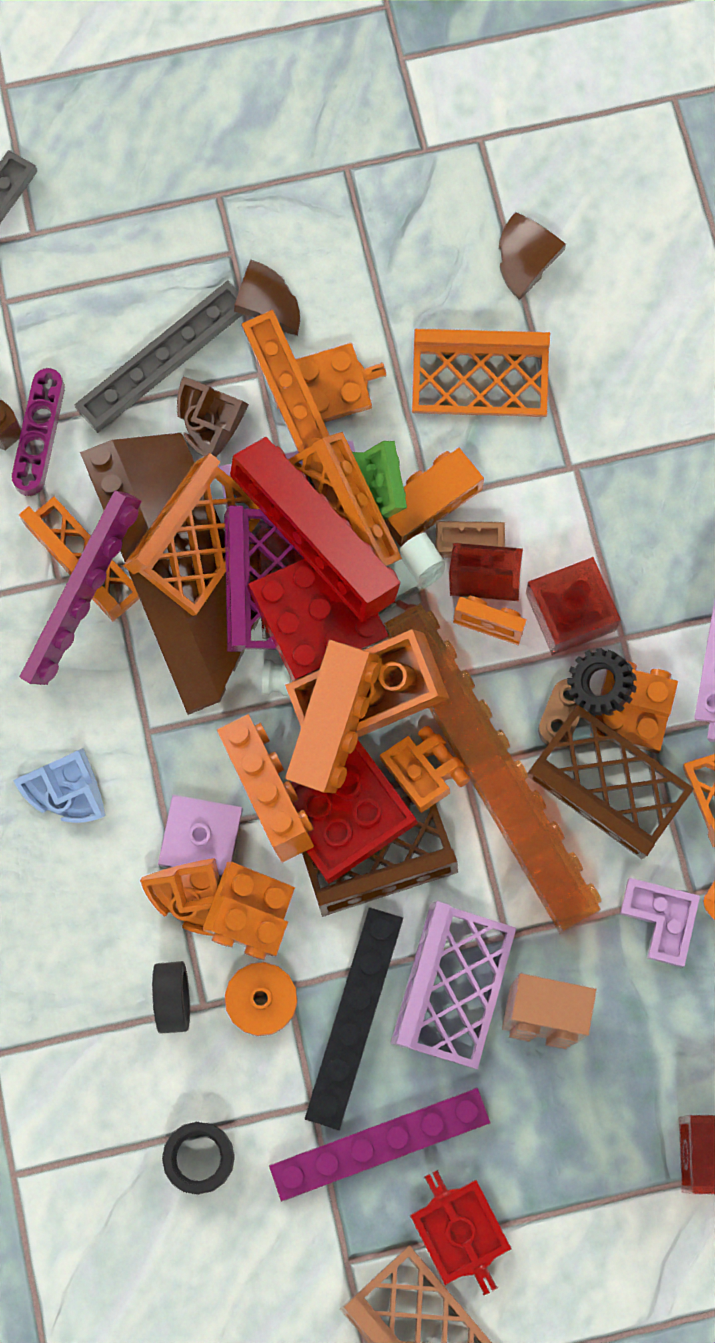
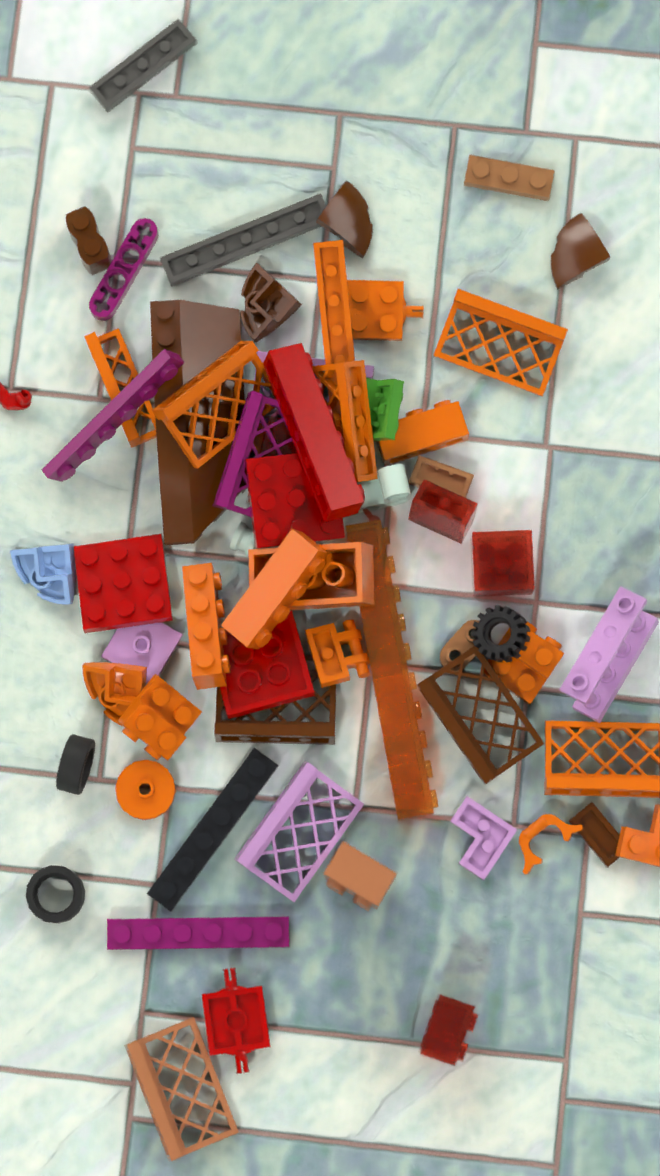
camera: 20 degrees right, 5 degrees up
(155, 773) = (123, 583): none -> red plate
(425, 201) = (509, 177): none -> medium nougat plate
(501, 624) = (440, 558): orange plate -> none

